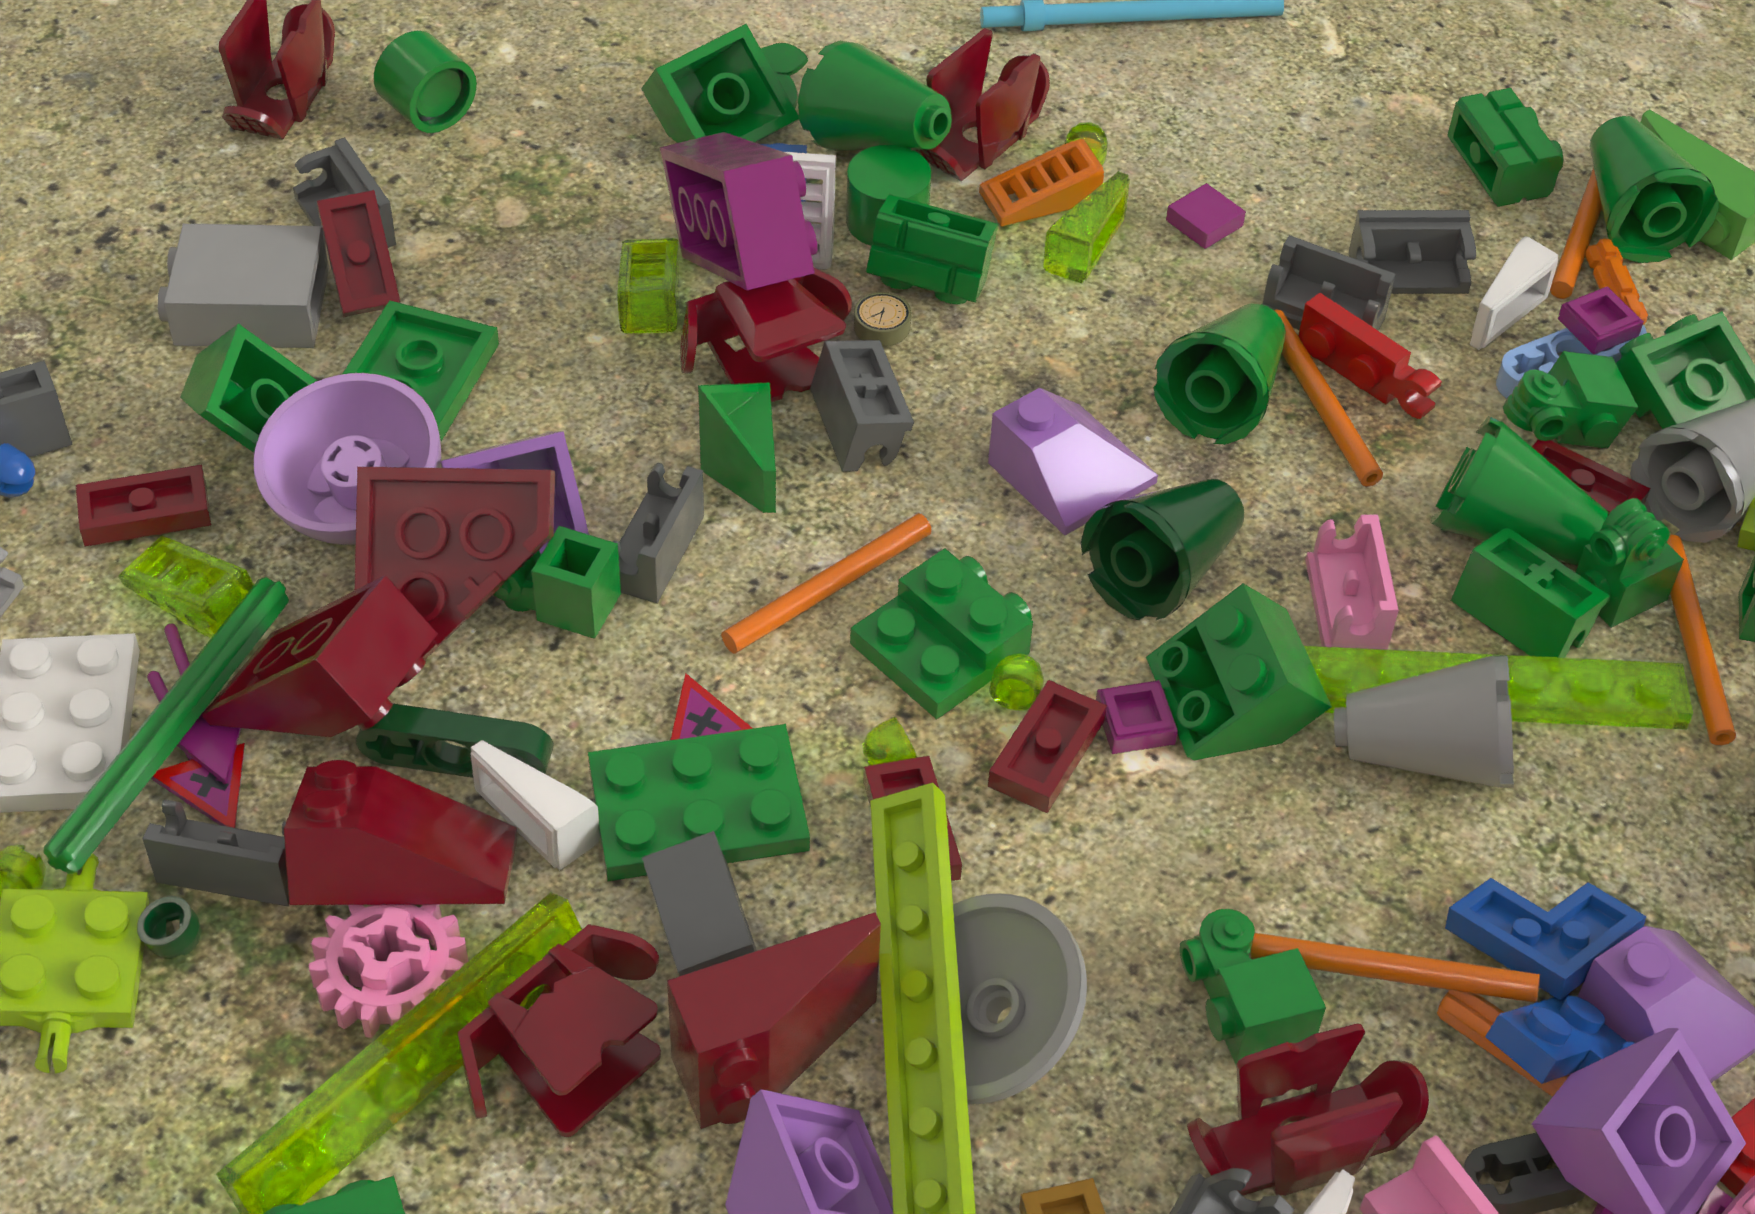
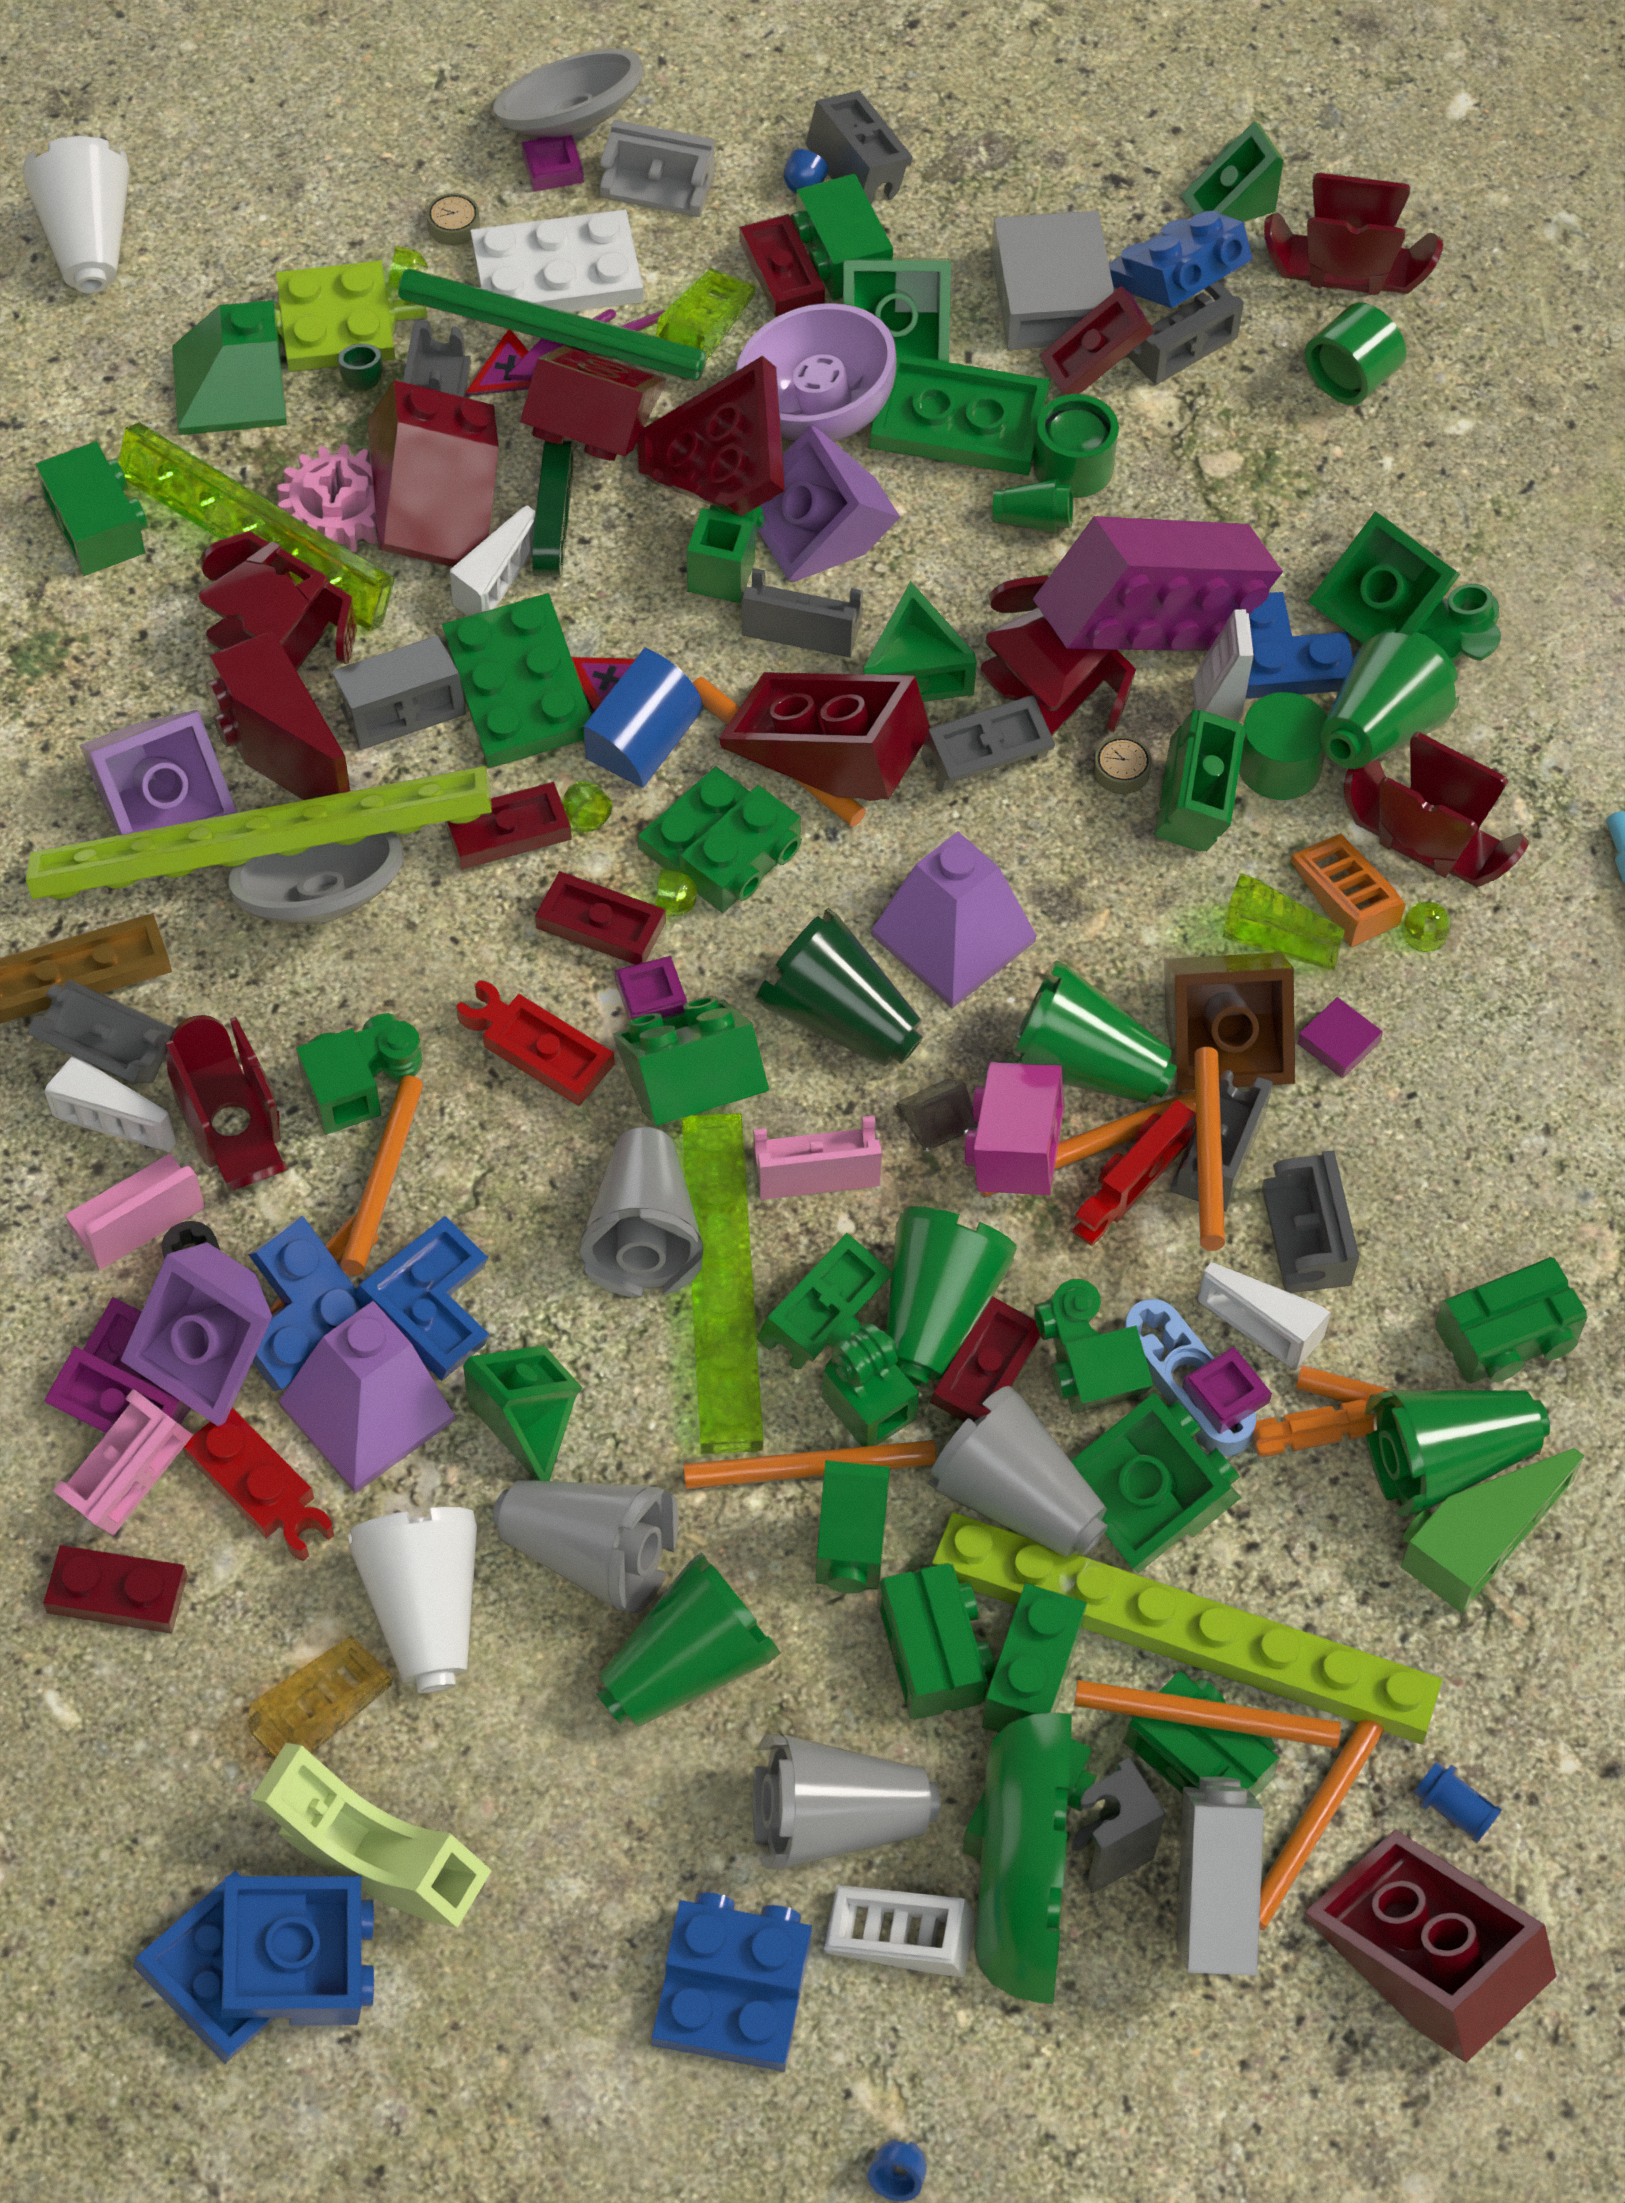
camera: 85 degrees right, 10 degrees up
(121, 437) = (838, 225): none -> green brick
(131, 1080) = (230, 371): none -> green slope
(150, 134) = (1241, 179): none -> green slope
(266, 175) = (1182, 258): none -> blue plate
(485, 284) = (1076, 443): none -> green piece
(549, 335) = (1035, 506): none -> green cone
(775, 689) = (642, 718): none -> blue brick
(830, 513) = (832, 730): none -> dark red slope
(1187, 266) = (1239, 1009): none -> reddish brown slope
(1210, 815) = (538, 1043): none -> red plate
(1286, 498) = (938, 1113): none -> clear smoke slope
(1331, 421) = (1017, 1128): none -> dark pink brick
(1365, 282) = (1209, 1149): none -> orange bar
(1661, 862) = (524, 1402): none -> green slope

